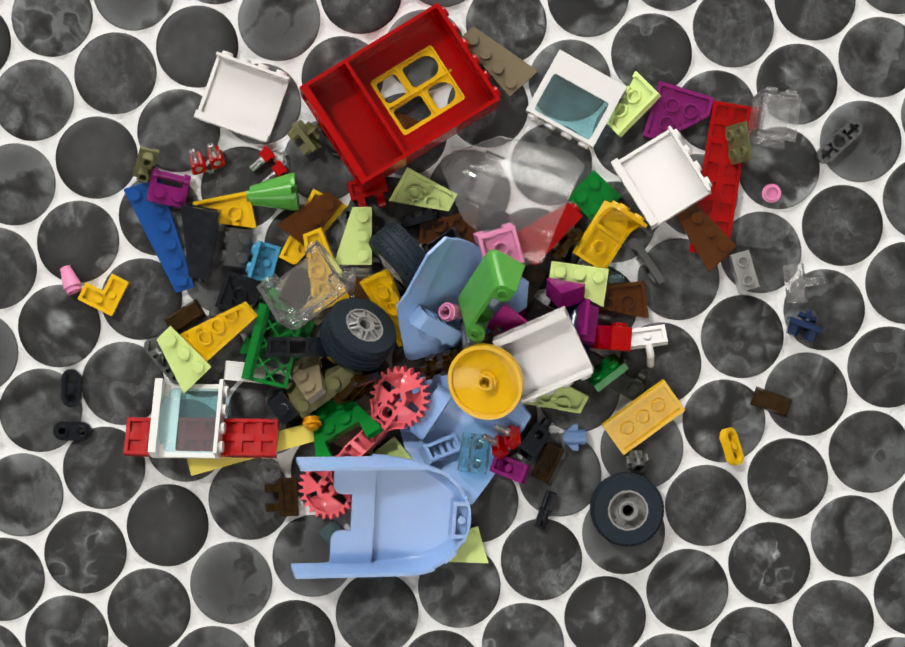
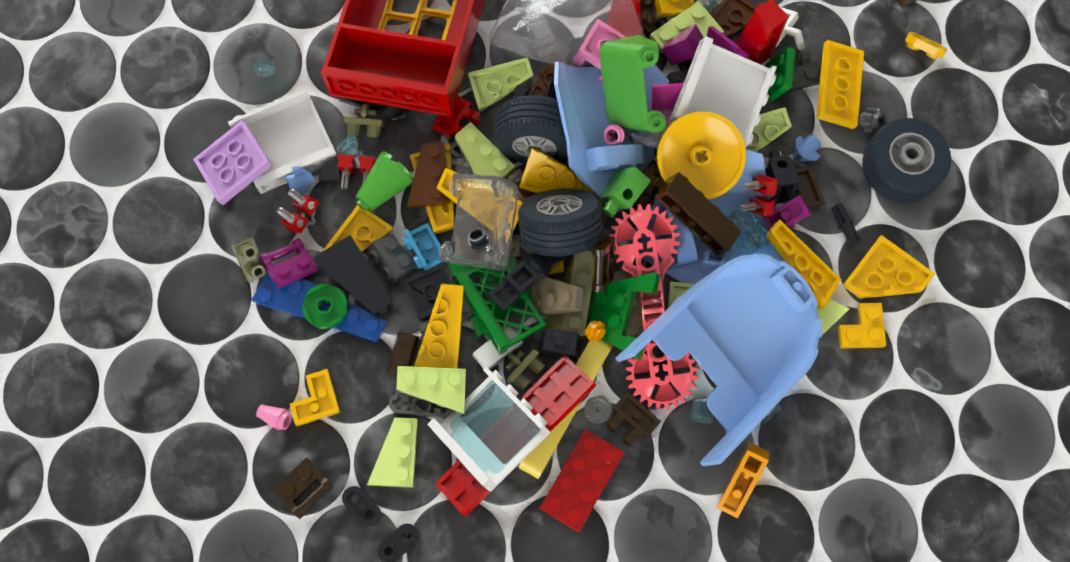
camera: 45 degrees left, 15 degrees down
(47, 335) = (298, 482): none -> dark brown plate
(122, 377) = (397, 457): none -> yellowish green wing
(157, 232) = (336, 311): none -> green plate
(194, 84) = (232, 162): none -> lavender plate
(217, 502) = (581, 480): none -> red plate
(227, 137) = (300, 179): none -> medium blue piece
(252, 148) = (330, 171): none -> black tile
(256, 400) = (532, 362): none -> olive hips
(277, 31) = (264, 68): none -> clear light blue tile
(279, 143) = (348, 145): none -> clear light blue tile
(294, 295) = (477, 239): none -> black plate
(313, 597) = (743, 479): none -> light orange slope
(417, 353) = (623, 190): none -> bright green torso
(446, 415) = (698, 214): none -> dark brown brick
(485, 589) = (869, 332): none -> yellow plate
(487, 510) = (800, 257): none -> yellow wing
(537, 565) = (887, 272): none -> yellow plate

